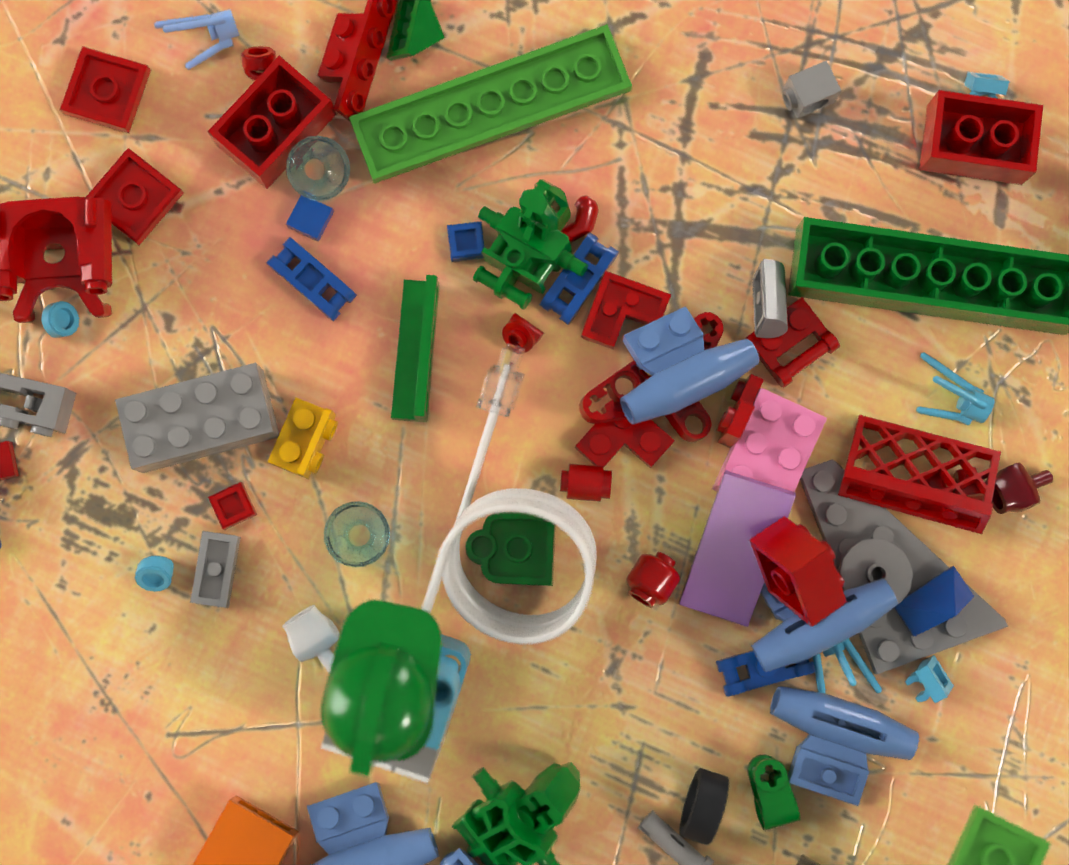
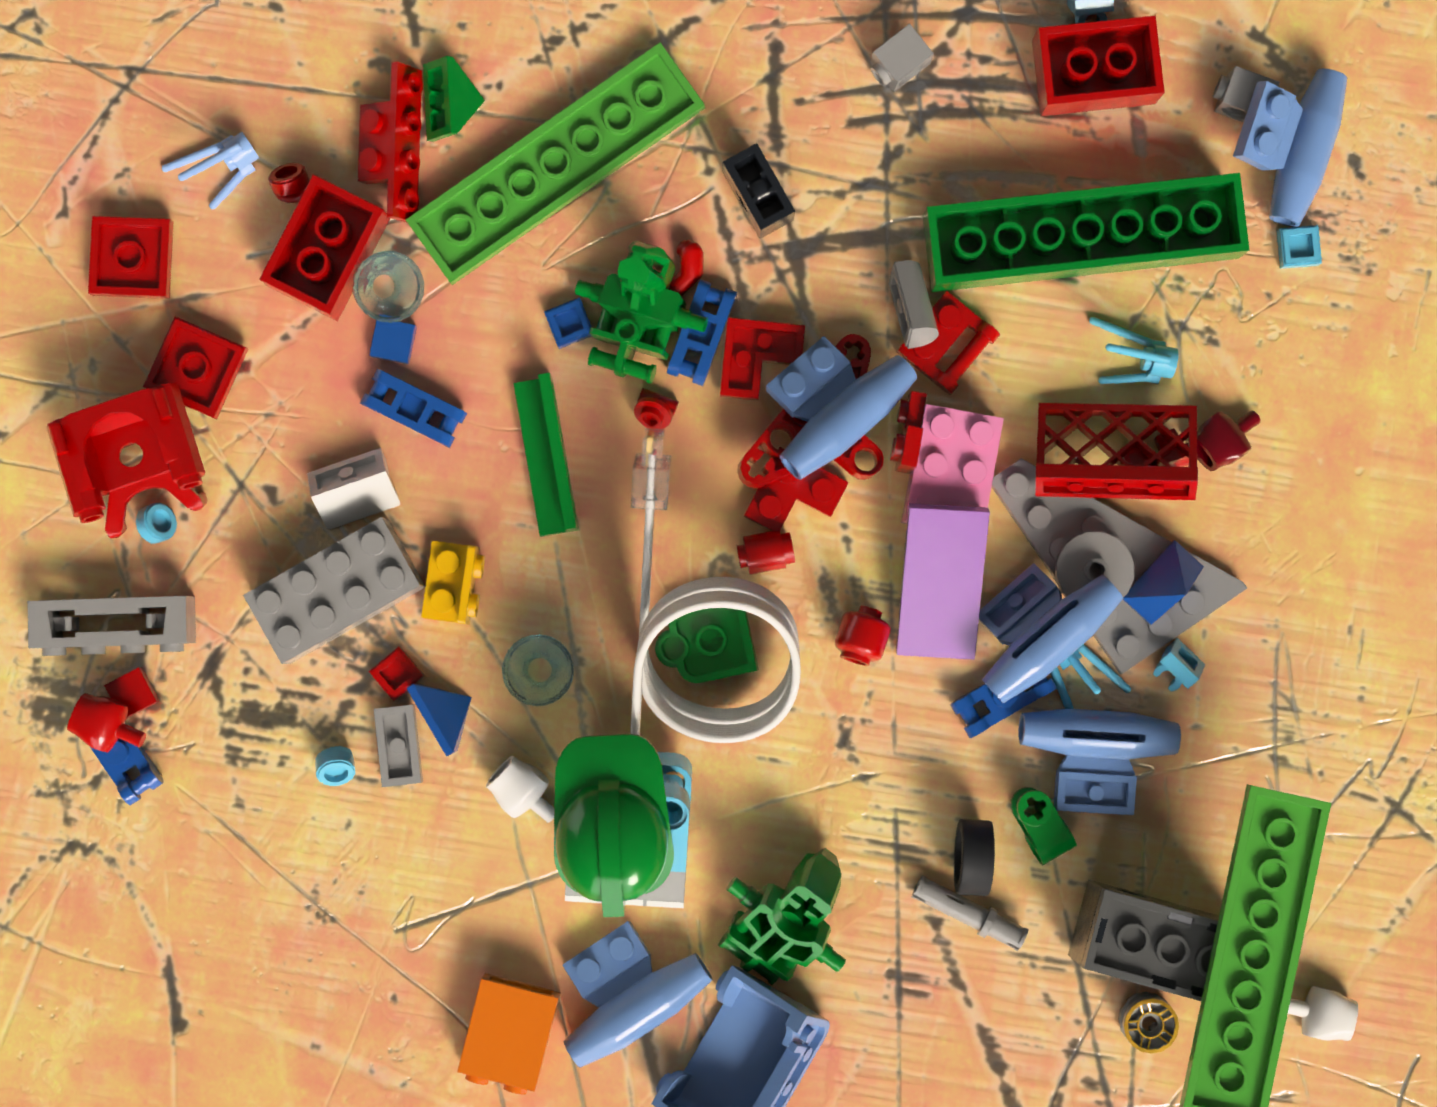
camera: 15 degrees left, 5 degrees up
(239, 335) = (352, 489): none -> white panel
(262, 551) = (443, 712): none -> blue slope
(660, 168) = (758, 190): none -> black brick
(799, 570) = (1011, 589): red brick -> none

